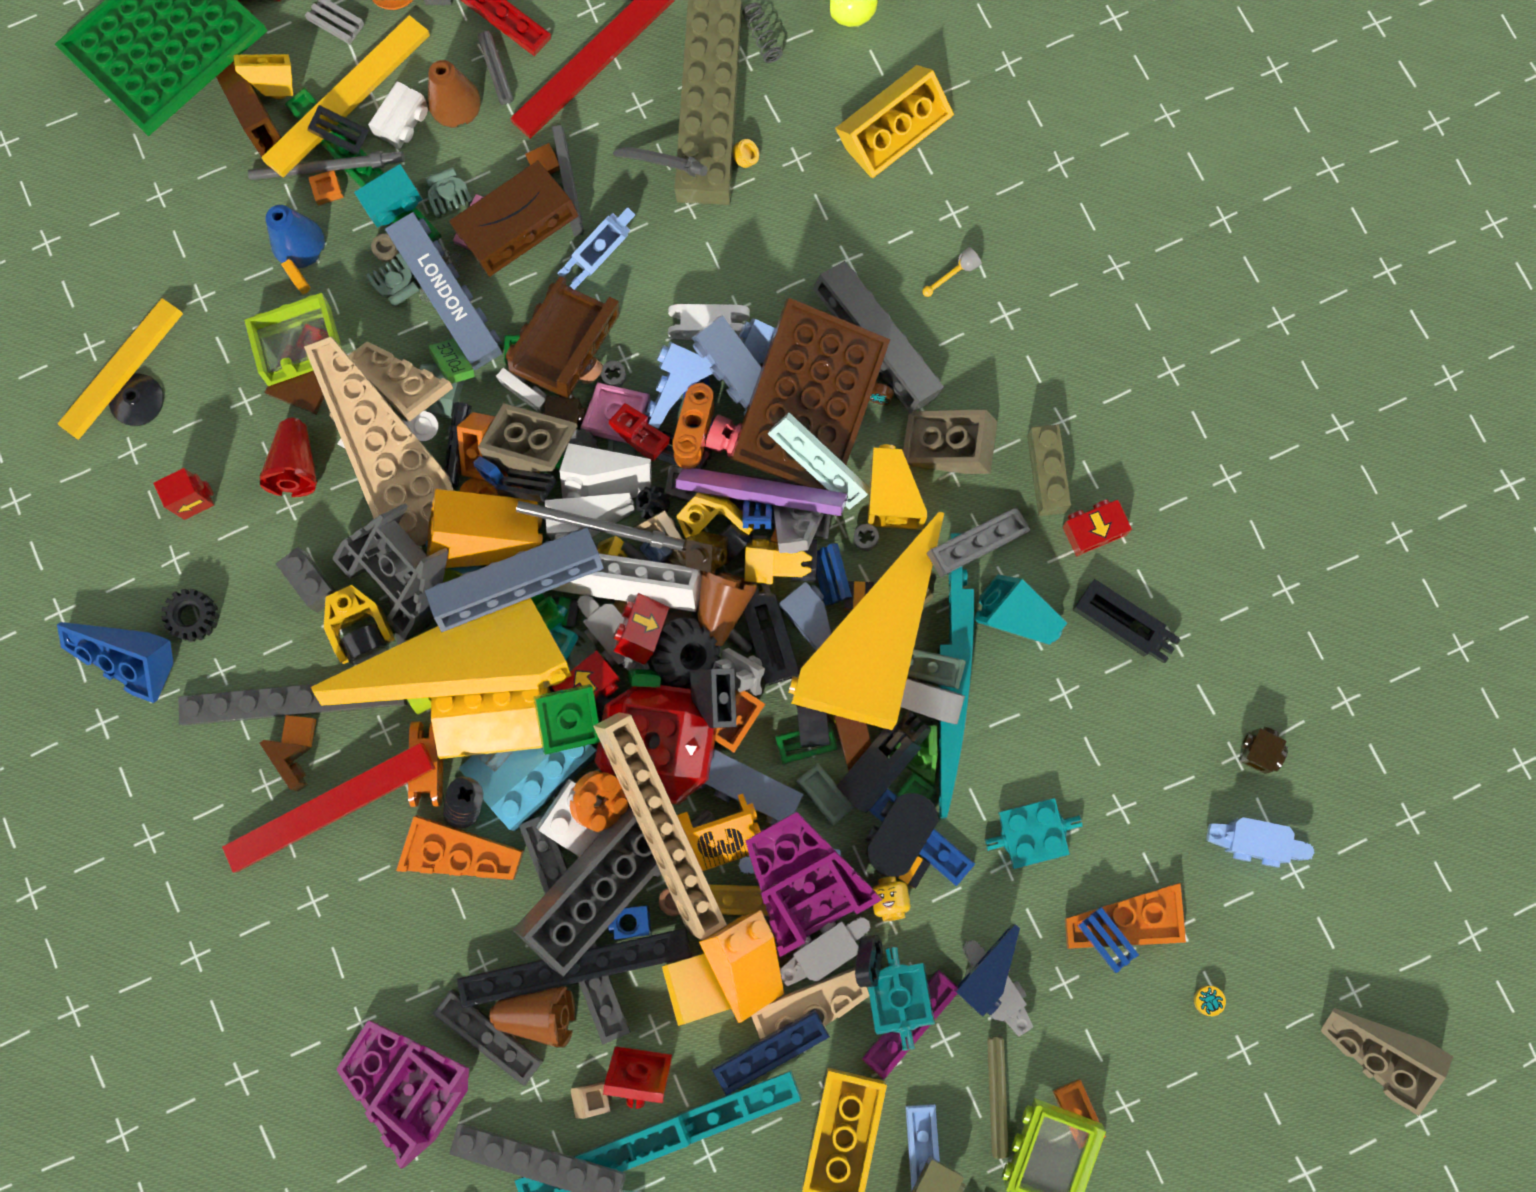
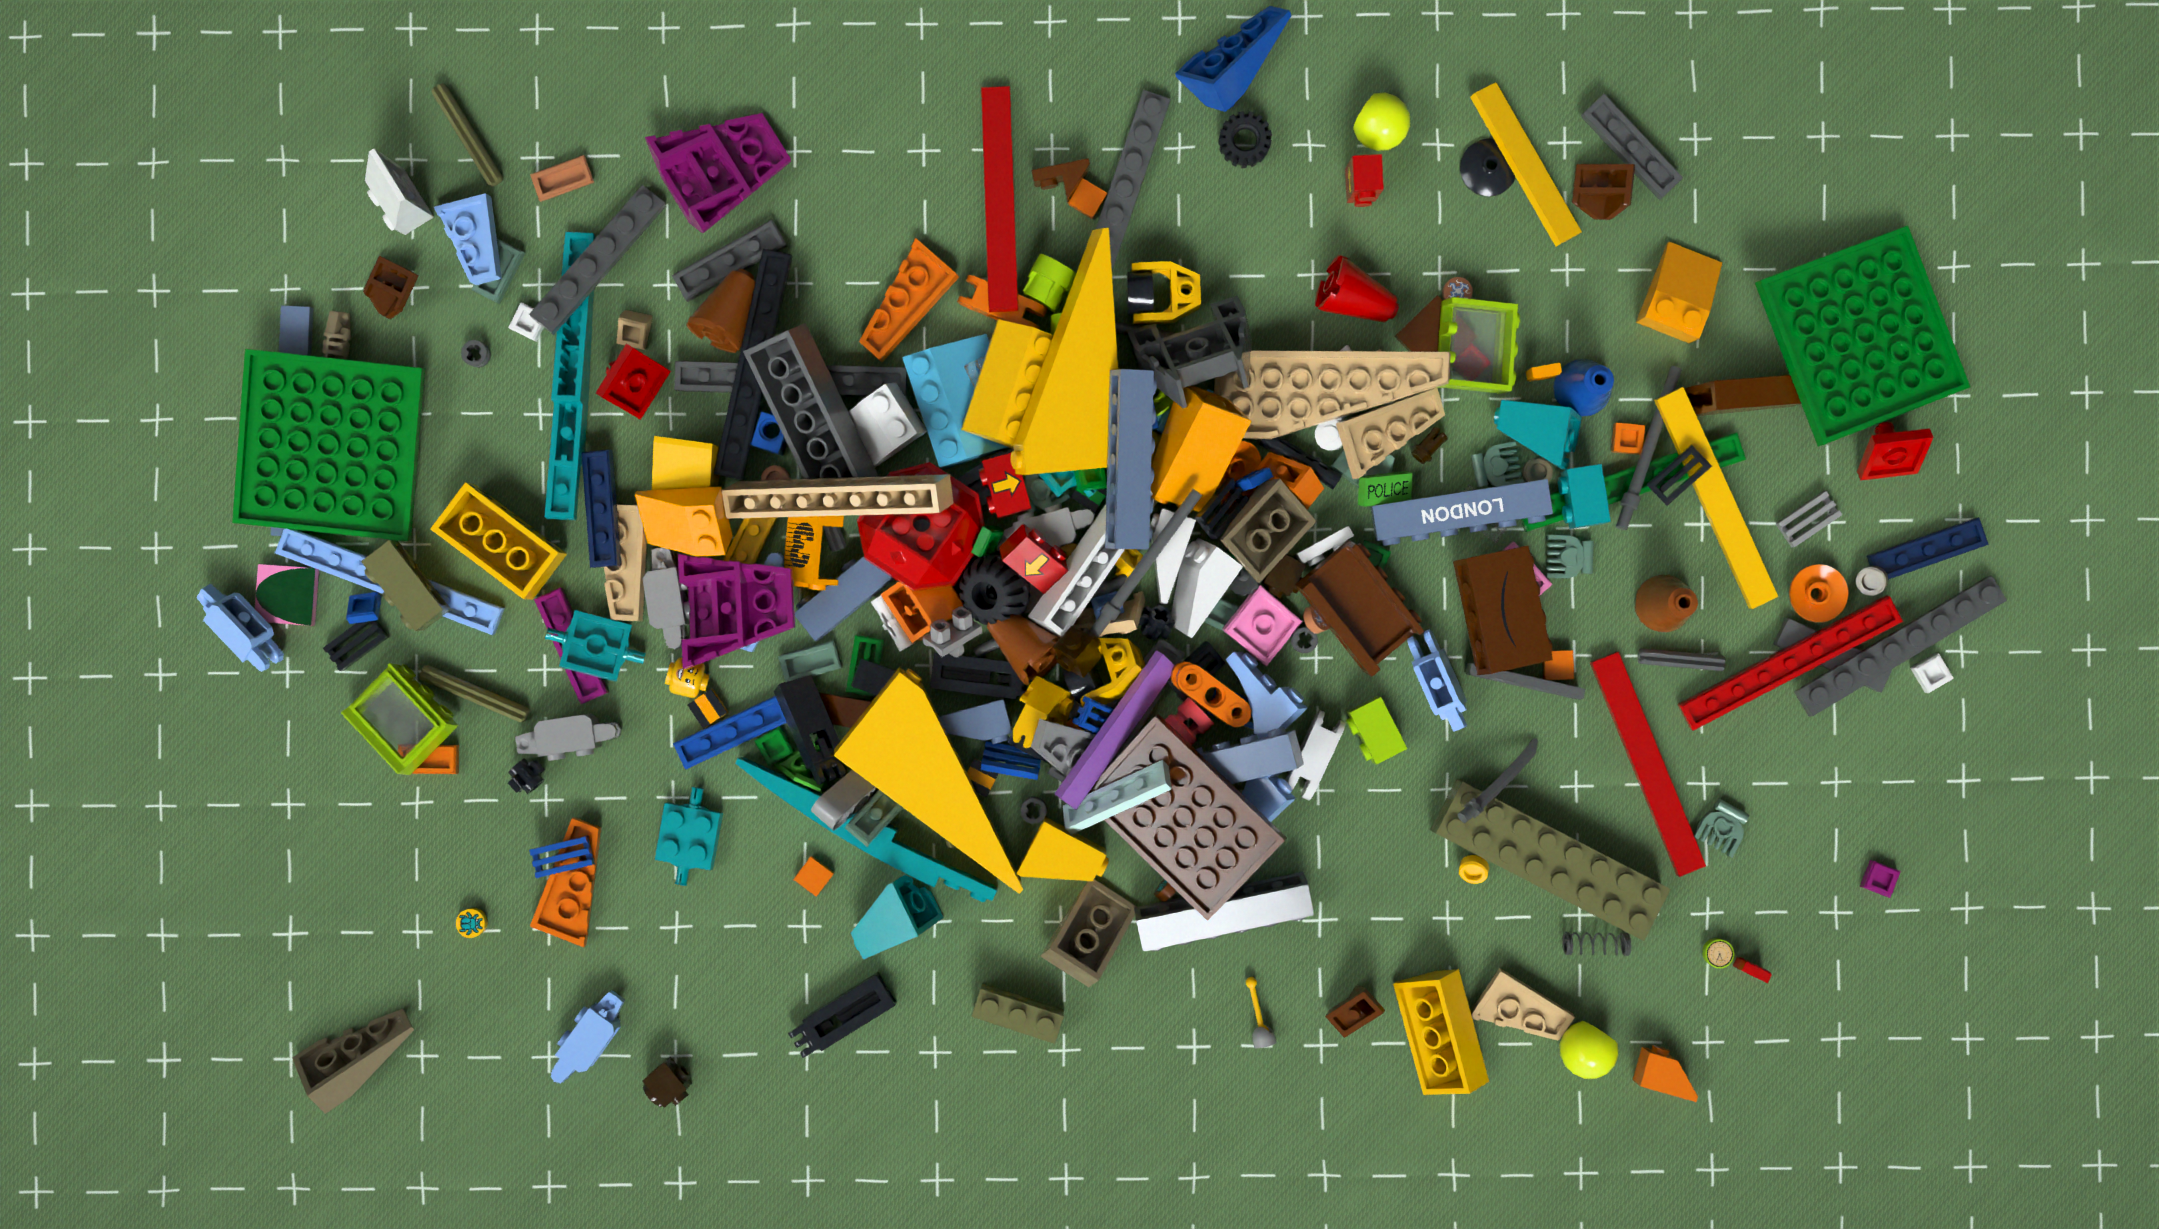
camera: 110 degrees right, 10 degrees up
(71, 288) = (1631, 146): none -> dark grey plate
(117, 295) = (1603, 189): none -> reddish brown slope
(128, 500) = (1382, 122): none -> neon yellow helmet
(184, 196) = (1680, 293): none -> light orange slope
(252, 380) = (1457, 287): none -> nougat tile
(266, 73) = (1773, 427): yellow slope -> none
(306, 578) = (1228, 264): dark grey brick -> none
(345, 257) = (1541, 428): none -> teal slope
(386, 726) = (1049, 283): none -> lime piece
(399, 115) = (1670, 542): white brick -> none
(399, 343) = (1428, 446): none -> dark brown pin
(463, 802) = (956, 329): black piece -> none
(566, 719) = (975, 453): green plate -> none
(612, 805) = (878, 459): orange plate -> none
(633, 428) = (1228, 637): red slope -> none
(664, 280) = (1376, 730): none -> lime brick
(715, 696) = (936, 599): black slope -> none
(756, 734) = (891, 624): none -> white pin
(843, 69) = (1519, 1006): none -> tan wing
(868, 961) = (640, 632): black beam -> none
(901, 834) = (738, 713): black brick -> none
(909, 193) = (1354, 1011): none -> reddish brown slope
(978, 541) = (977, 913): dark grey tile -> none
(988, 978) = (574, 732): dark blue slope -> none
(1015, 703) = (814, 876): none -> orange tile
(1050, 1009) = (526, 776): none -> black gear
(1097, 527) = (943, 1032): red brick -> none

